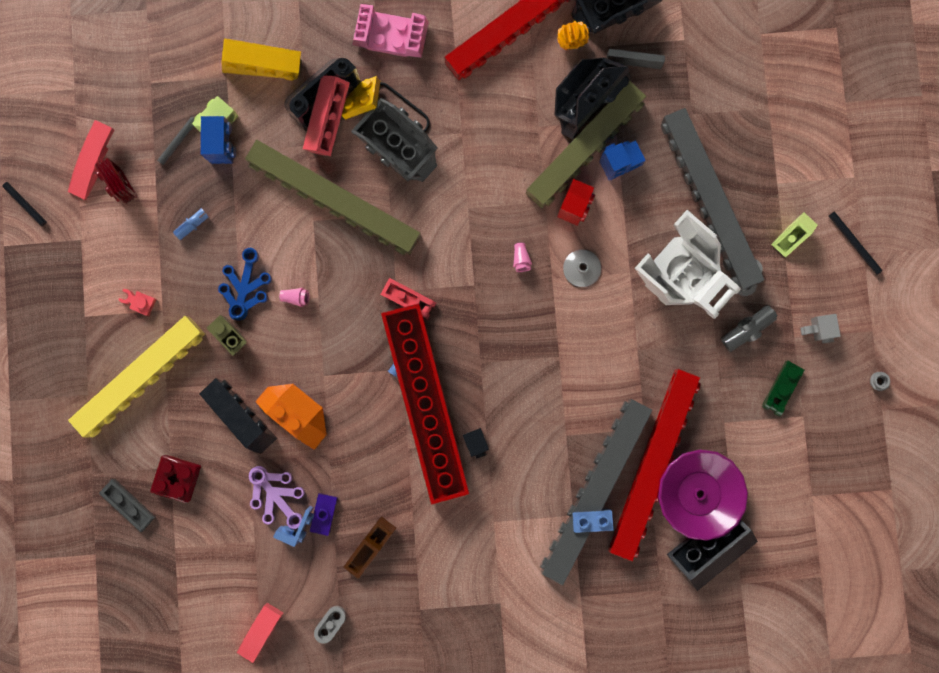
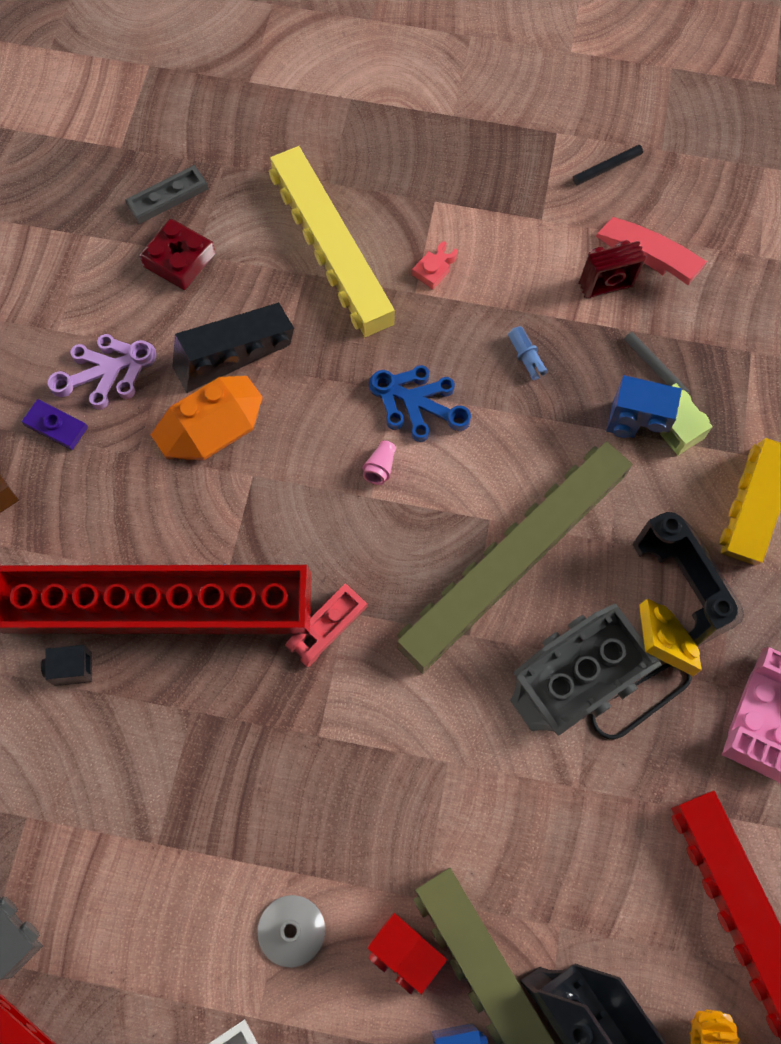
camera: 100 degrees right, 15 degrees down
(227, 334) = (351, 358): olive slope -> none
(291, 537) = (38, 373): medium blue bracket -> none
(326, 115) = (650, 574): coral brick -> none
(521, 258) = (337, 826): bright pink cone -> none

